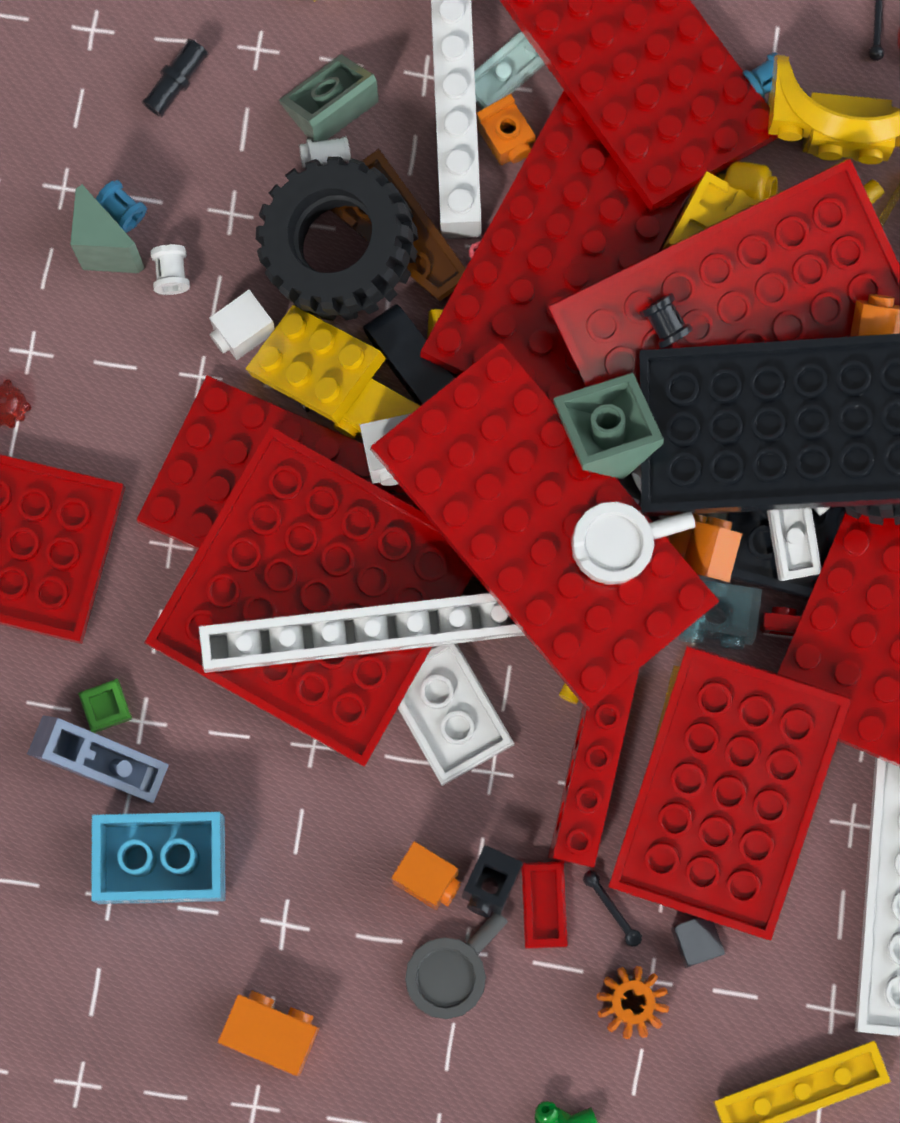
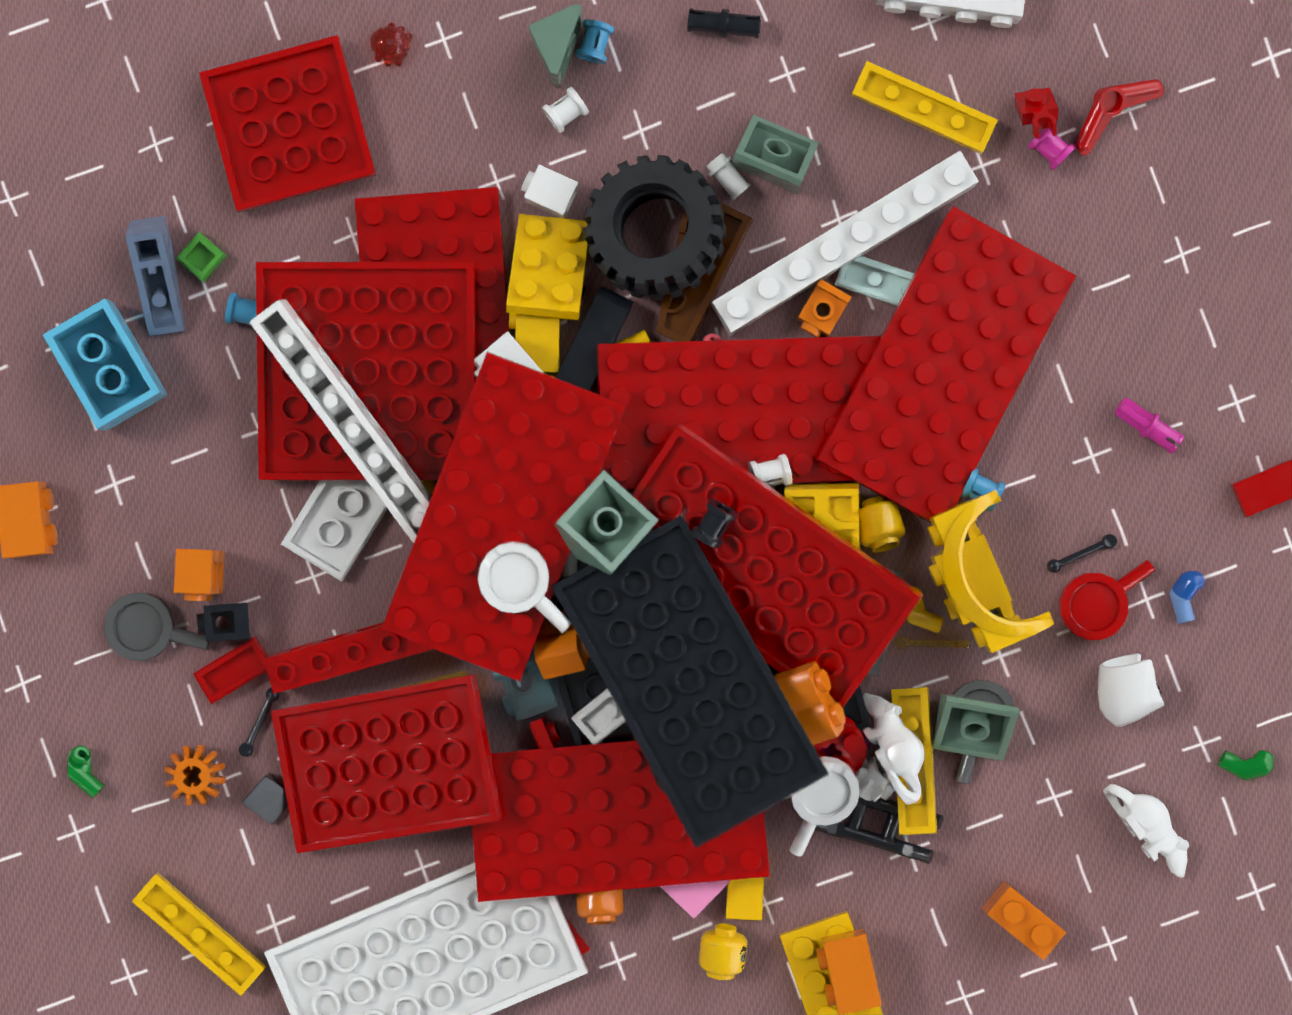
camera: 60 degrees right, 10 degrees up
(185, 689) = (239, 309): none -> dark azure bush
(643, 244) = (772, 472): none -> white bush

